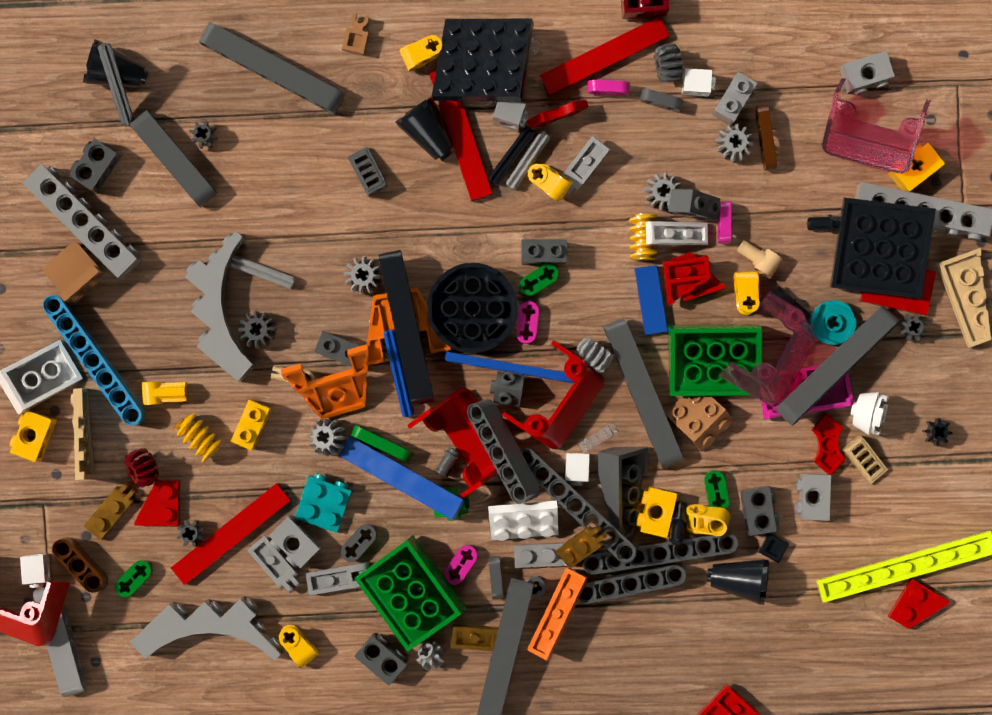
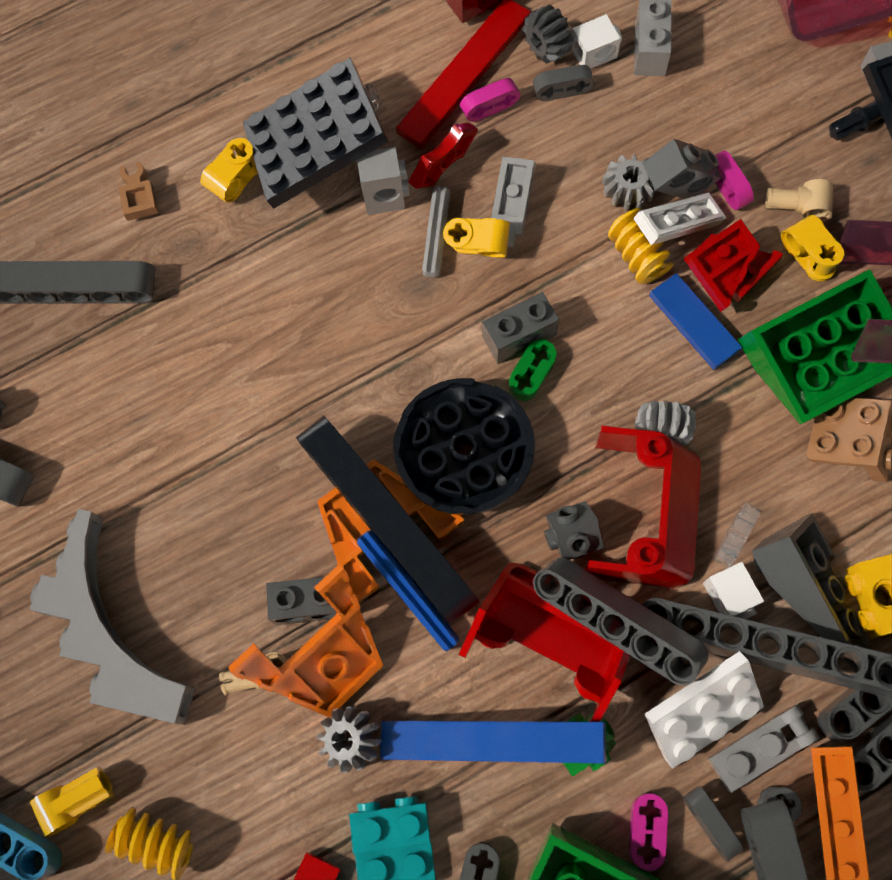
camera: 20 degrees left, 15 degrees down
(249, 328) = (161, 642): dark grey gear -> none
(251, 425) = (226, 780): yellow brick -> none
(263, 272) = (145, 550): light grey axle -> none
(366, 268) = (293, 470): light grey gear -> none
(375, 187) = (251, 361): dark grey slope -> none
(382, 443) = (434, 706): green beam -> none
(427, 129) = (282, 252): black cone -> none
(448, 461) = (545, 682): dark grey pin -> none
(464, 147) = (341, 253): red tile -> none
(507, 367) = (539, 507): blue tile -> none
(511, 155) = (411, 237): black axle -> none
(532, 323) = (556, 428): dark pink beam -> none
(581, 545) = (817, 699): pearl gold hinge -> none
(643, 393) = (765, 445): dark grey beam -> none
(741, 138) = (683, 85): light grey gear -> none
(766, 137) = (718, 62): reddish brown beam -> none

